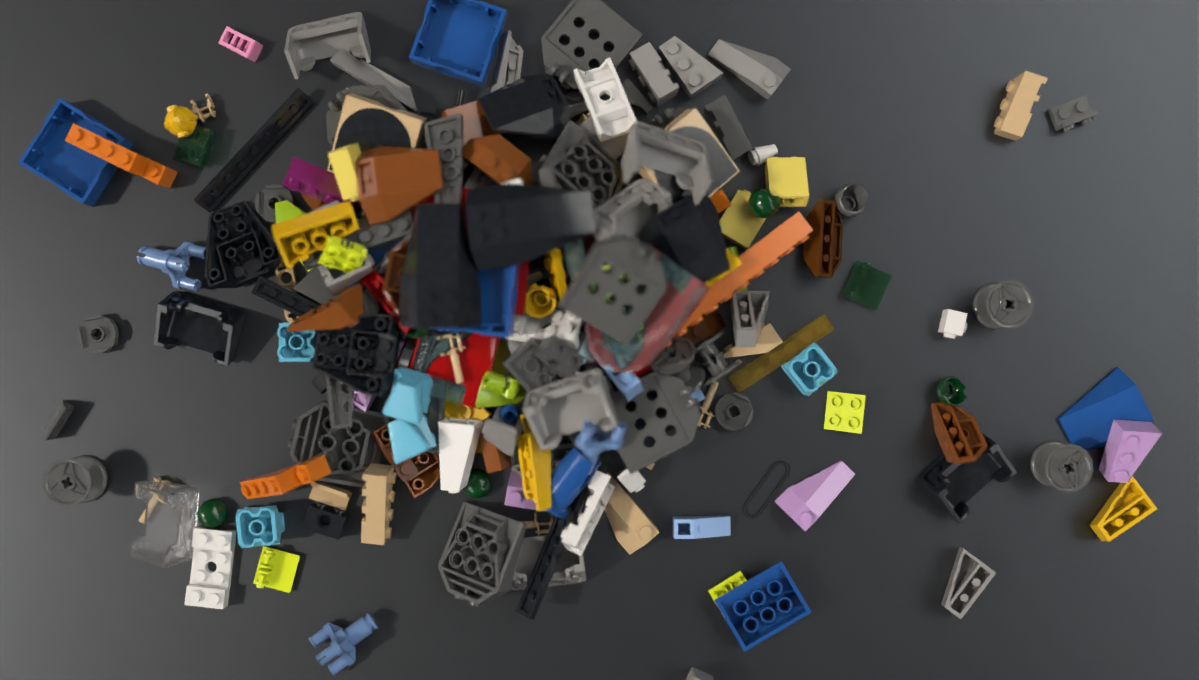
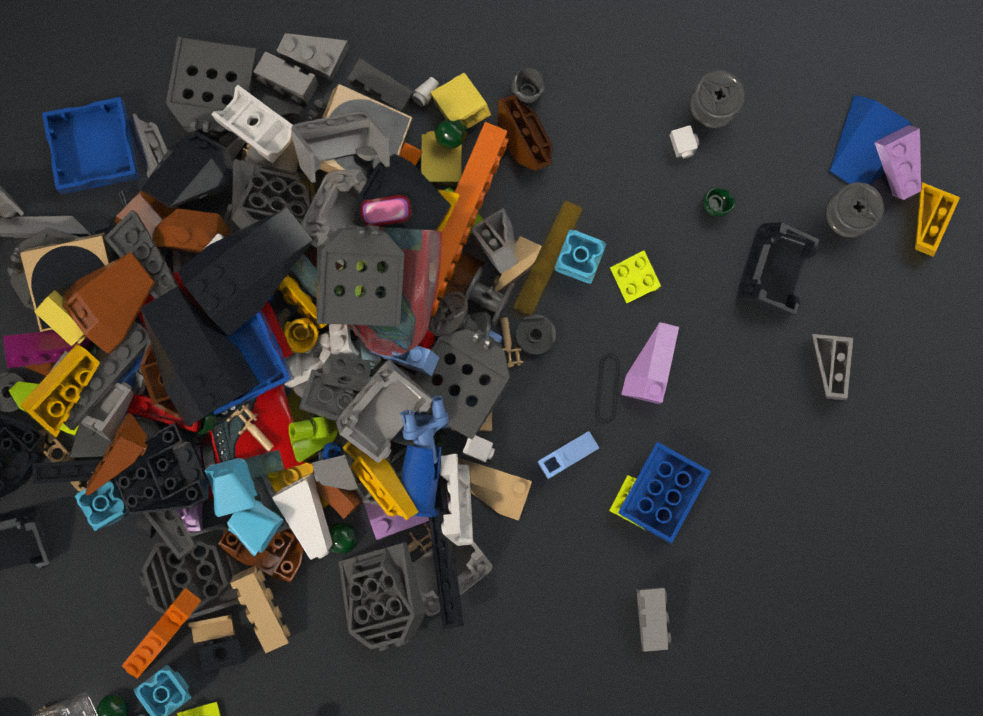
camera: 30 degrees left, 5 degrees down
(341, 257) = (98, 397): neon yellow hinge -> none
(672, 241) = (386, 210): none -> sticker
(754, 68) = (372, 21): light grey wedge -> none
(866, 285) = (587, 153): clear green hinge -> none
(957, 433) = (744, 234): dark orange wedge -> none

